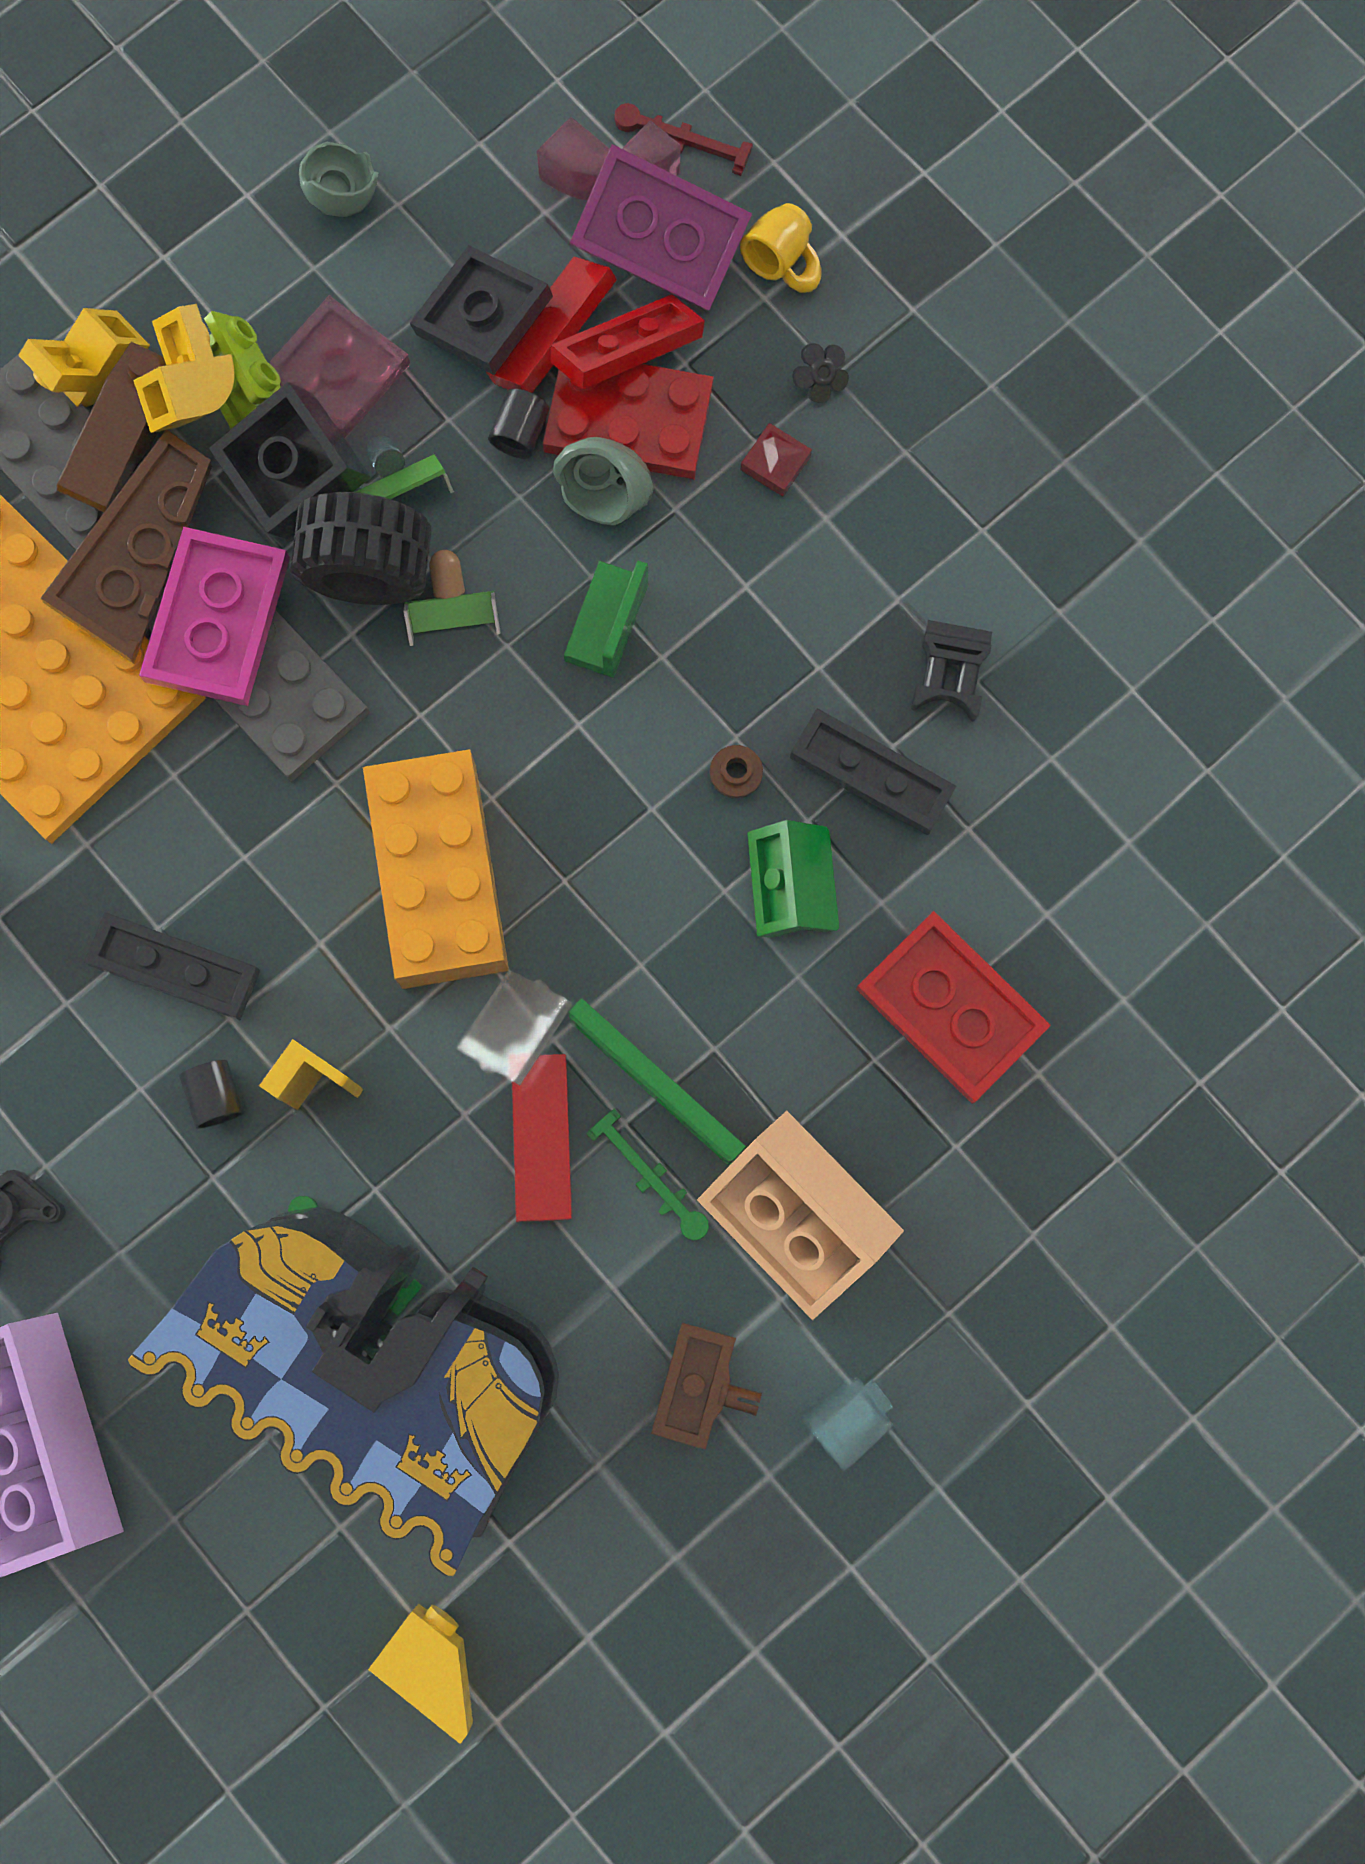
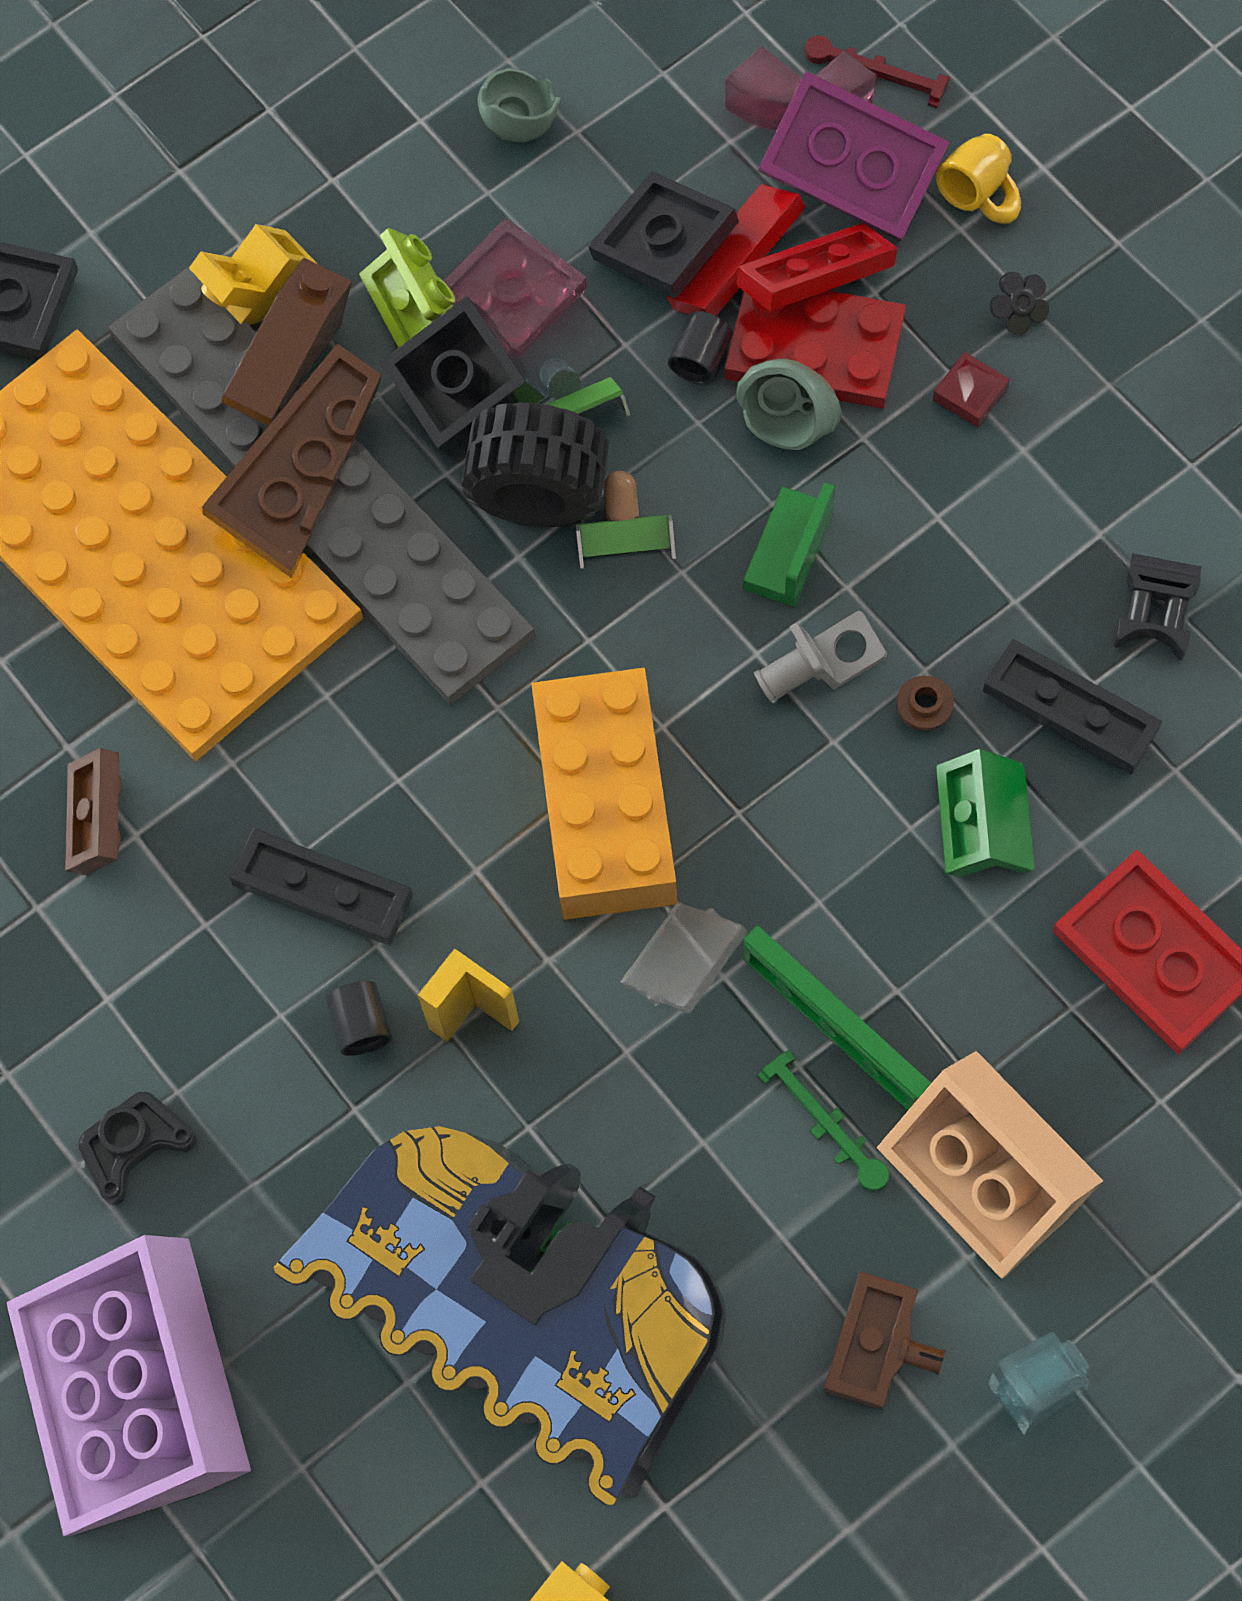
camera: 10 degrees right, 10 degrees down
(192, 380) = (366, 289): yellow brick -> none
(215, 616) = (380, 530): dark pink plate -> none
(542, 1142) = (710, 1081): red tile -> none
(635, 730) = (818, 658): none -> light grey bracket

